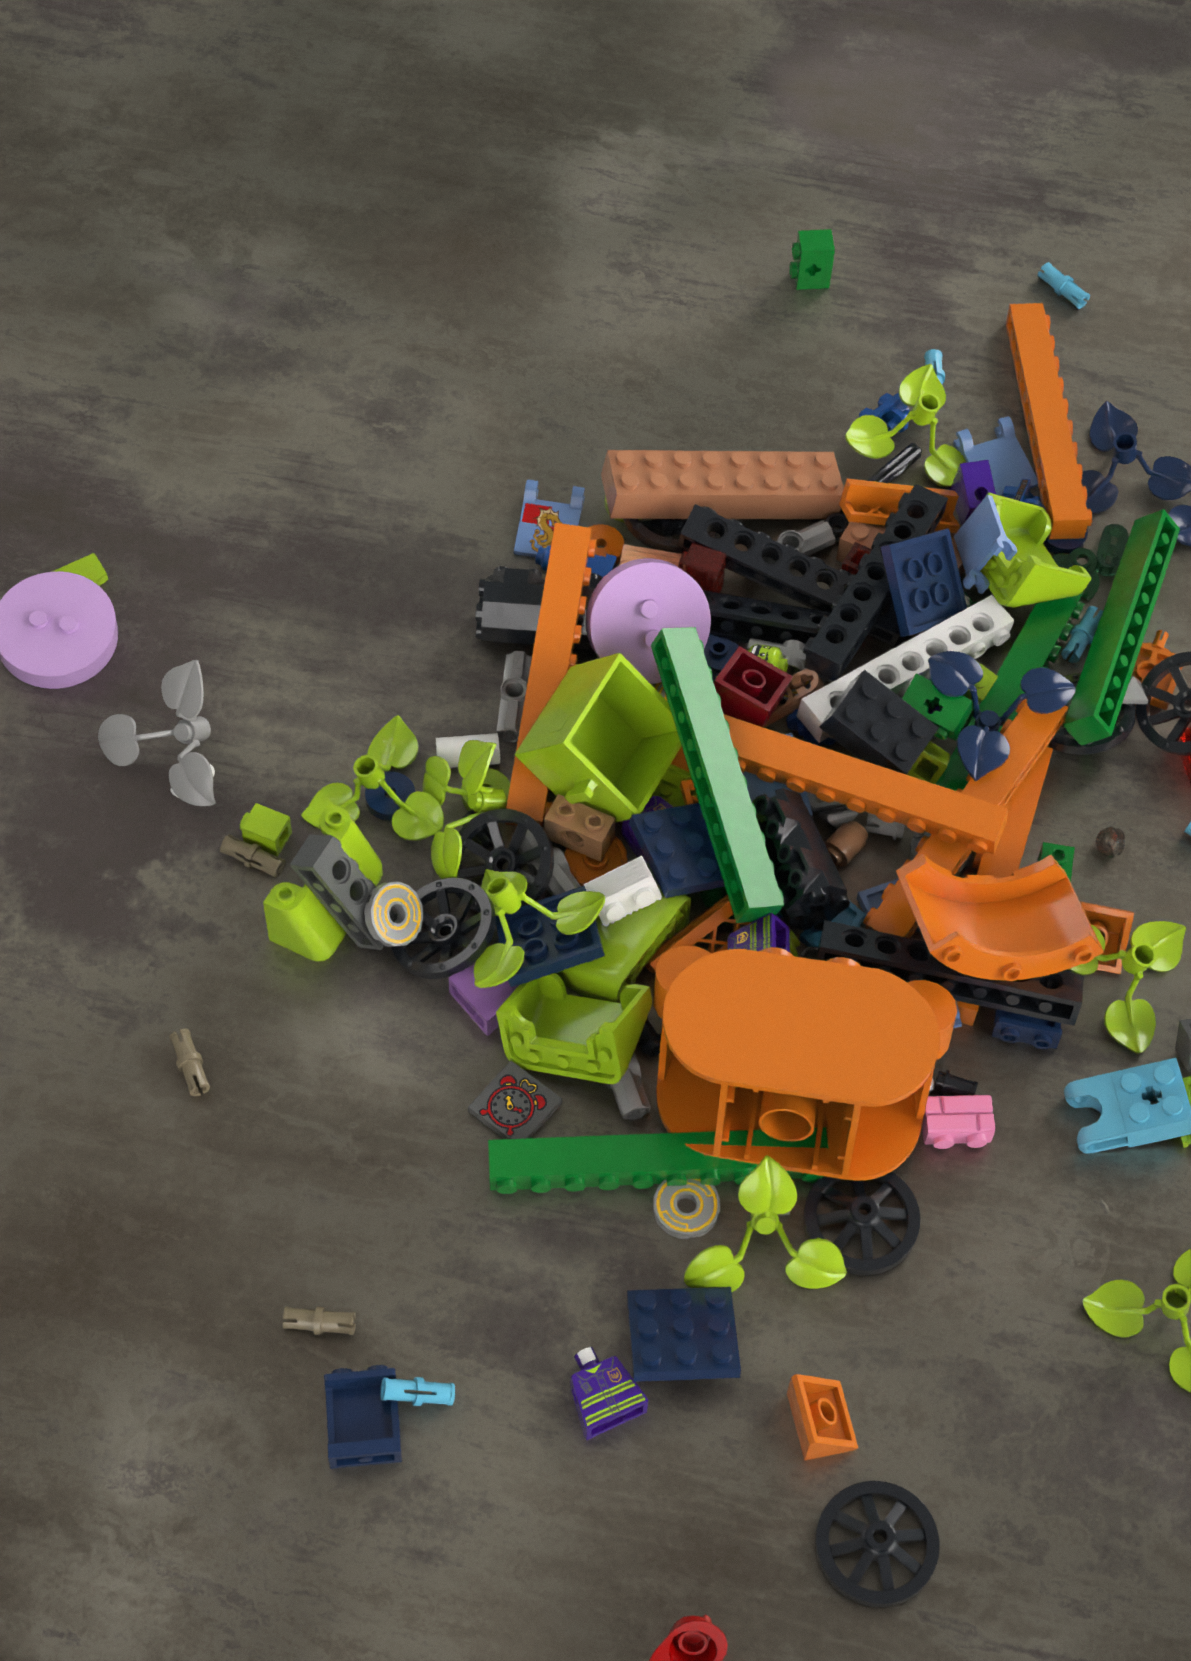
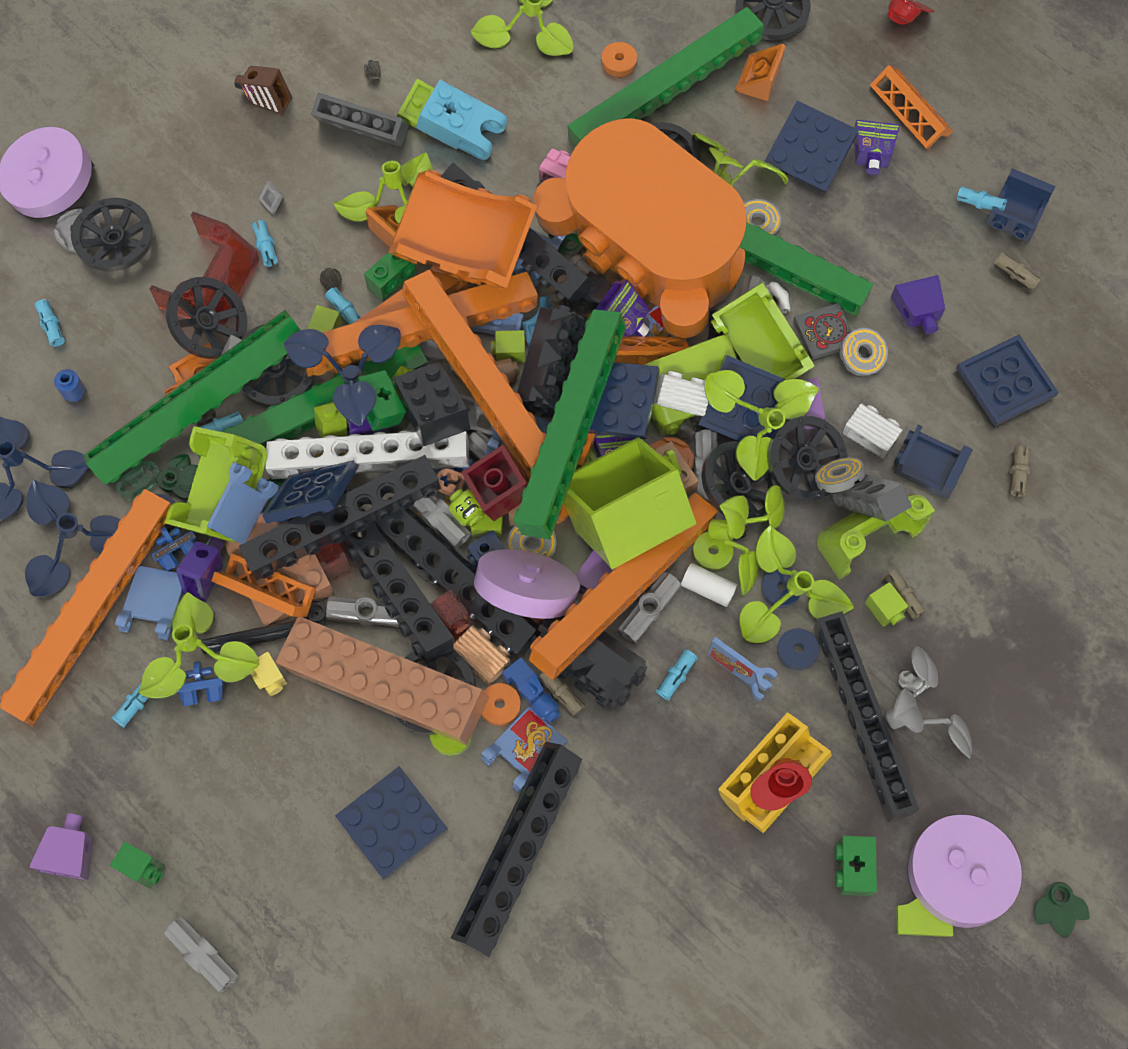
camera: 145 degrees left, 10 degrees up
(165, 583) = (863, 851): none -> green brick
(237, 710) = (865, 717): none -> black brick
(260, 1163) = (1007, 380): none -> dark blue plate
(278, 589) = (781, 784): none -> red piece
(290, 612) = (786, 740): none -> yellow brick
(299, 1015) = (931, 462): none -> dark blue panel
(332, 734) = (795, 660): none -> dark blue piece
(383, 679) = (742, 668): none -> medium blue flag
(387, 1009) = (872, 430): none -> white brick
(418, 1200) = (920, 302): none -> dark purple torso
(445, 655) = (676, 674): none -> medium azure pin
(446, 1083) = (875, 345): none -> light grey tile
(496, 438) = (516, 849): none -> black brick
(587, 1496) = (917, 100): none -> orange fence
(597, 1118) = (781, 295): none -> white arm
(625, 409) = (391, 823): none -> dark blue plate
(708, 241) = (201, 954): none -> light grey piece
(843, 452) = (268, 675): none -> light yellow brick
(859, 873) = (509, 345): none -> lime brick
(884, 248) = (64, 850): none -> medium lavender torso
(928, 1323) = (673, 74): none -> green brick
(1012, 1345) = (616, 67): none -> orange piece
(1066, 820) = (341, 304): none -> medium azure pin
(1070, 787) = (325, 319): none -> lime brick

